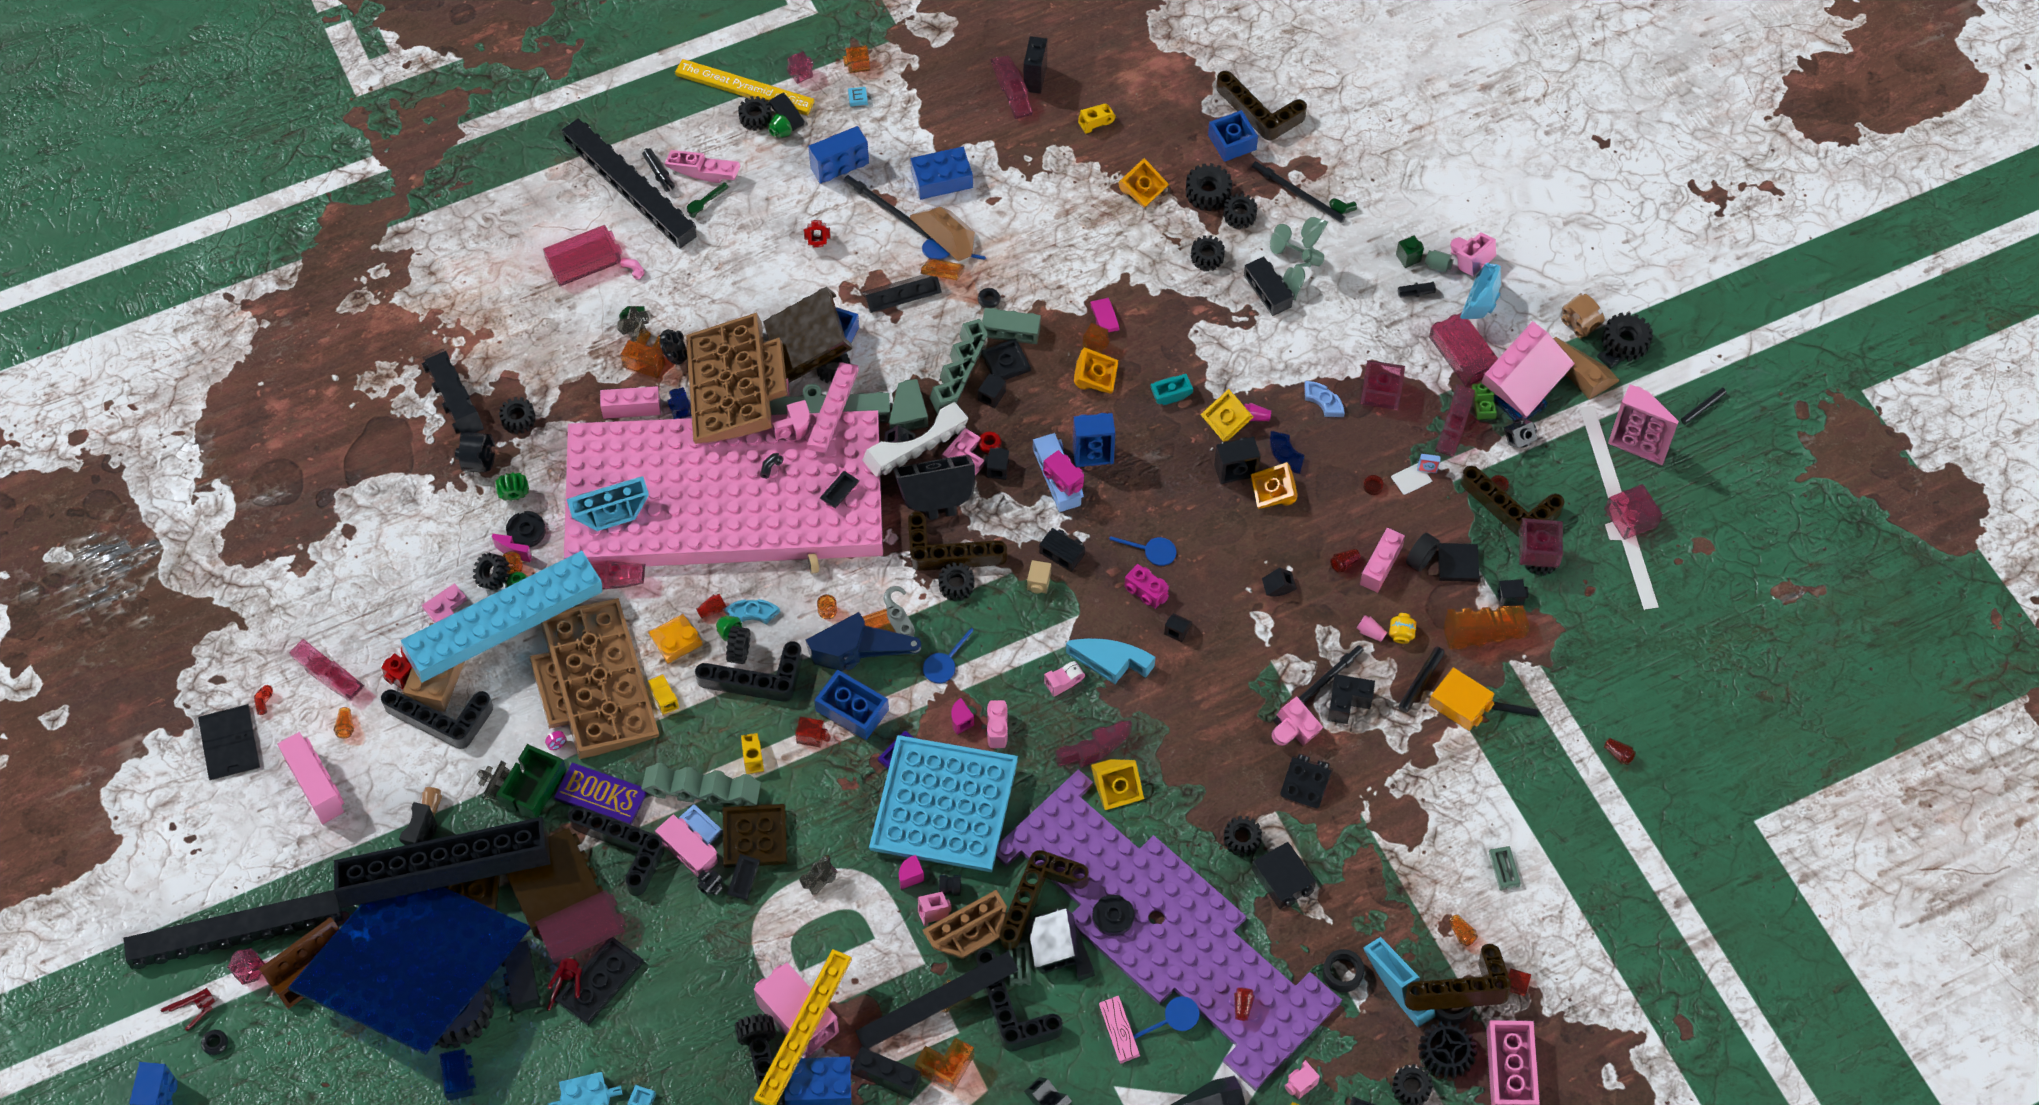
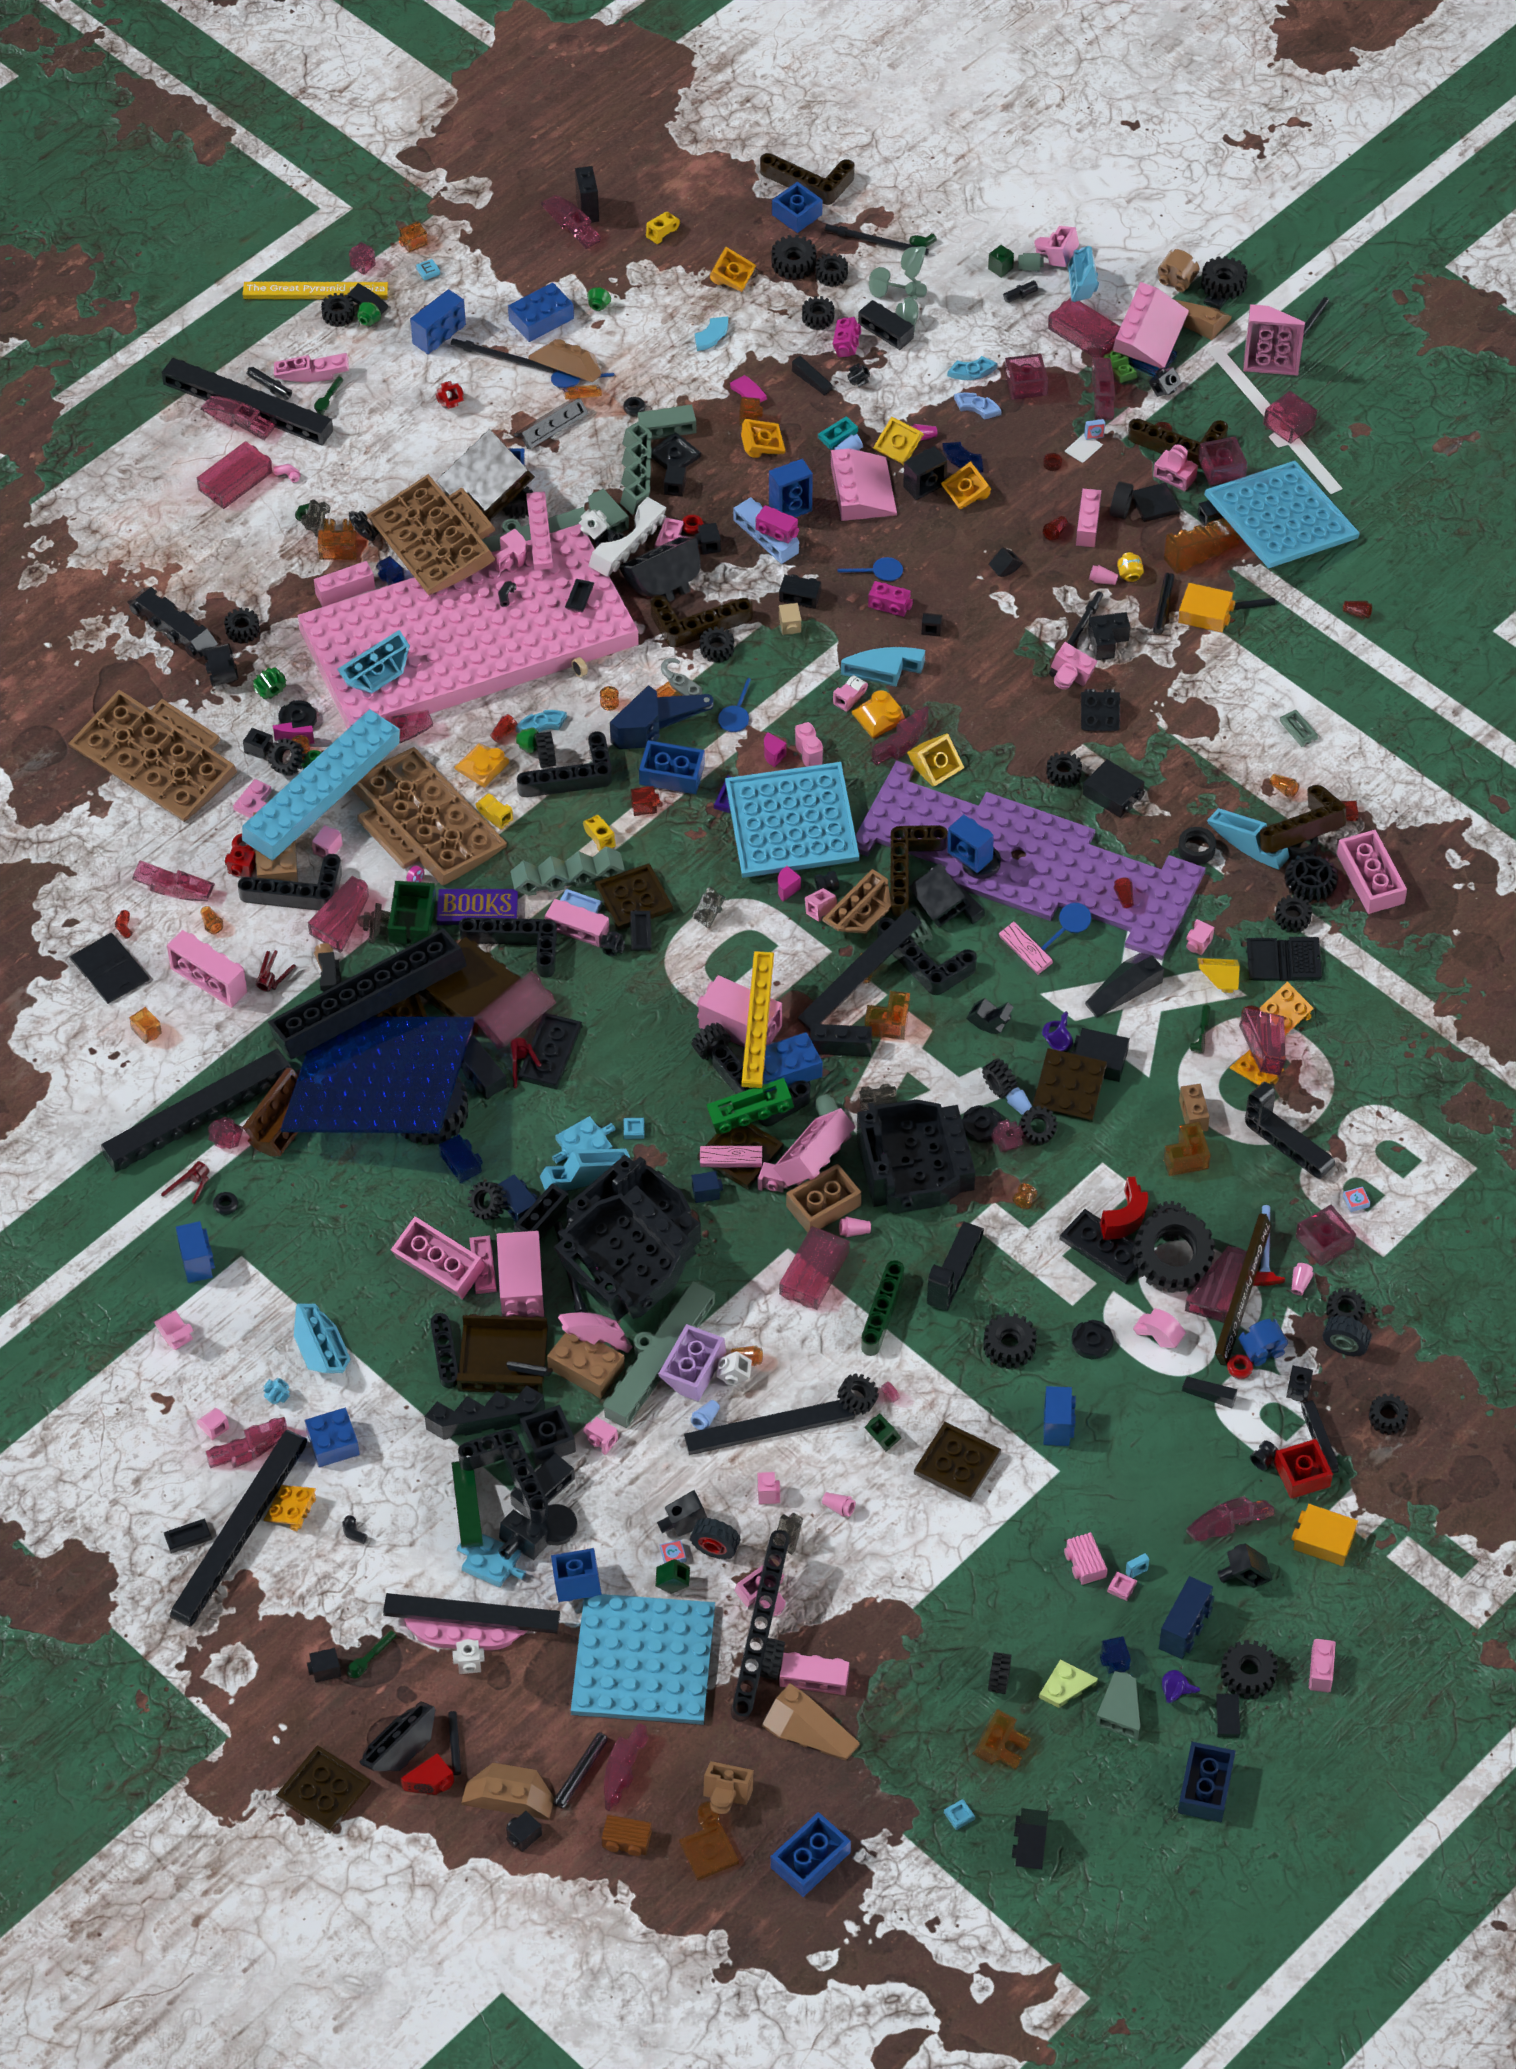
camera: 20 degrees left, 5 degrees down
(228, 819) = (145, 1025): none -> clear orange brick
(365, 806) = (266, 978): none -> dark red plant
(377, 526) = (156, 753): none -> medium nougat slope
(460, 762) = (340, 914): none -> clear pink slope
(473, 546) = (258, 743): none -> black brick
(489, 675) = (327, 842): none -> bright pink brick
(614, 195) = (238, 413): none -> clear pink slope
(887, 416) = (600, 523): none -> white brick
(1002, 175) = (598, 298): none -> green cone
(1083, 711) = (879, 714): none -> light orange slope
(1098, 243) = (712, 334): none -> medium azure tile
(1104, 897) = (970, 843): none -> blue brick
(1172, 318) = (811, 375): none -> black piece
(1173, 452) = (862, 484): none -> bright pink slope
(1178, 405) = (851, 442): none -> light blue cone
(1218, 332) = (858, 375): none -> black gear
(1222, 288) = (846, 337): none -> dark pink brick
(1333, 359) = (972, 370): none -> medium azure tile
(1492, 533) = (1175, 468): none -> bright pink brick
(1580, 620) = (1281, 514): none -> medium azure plate

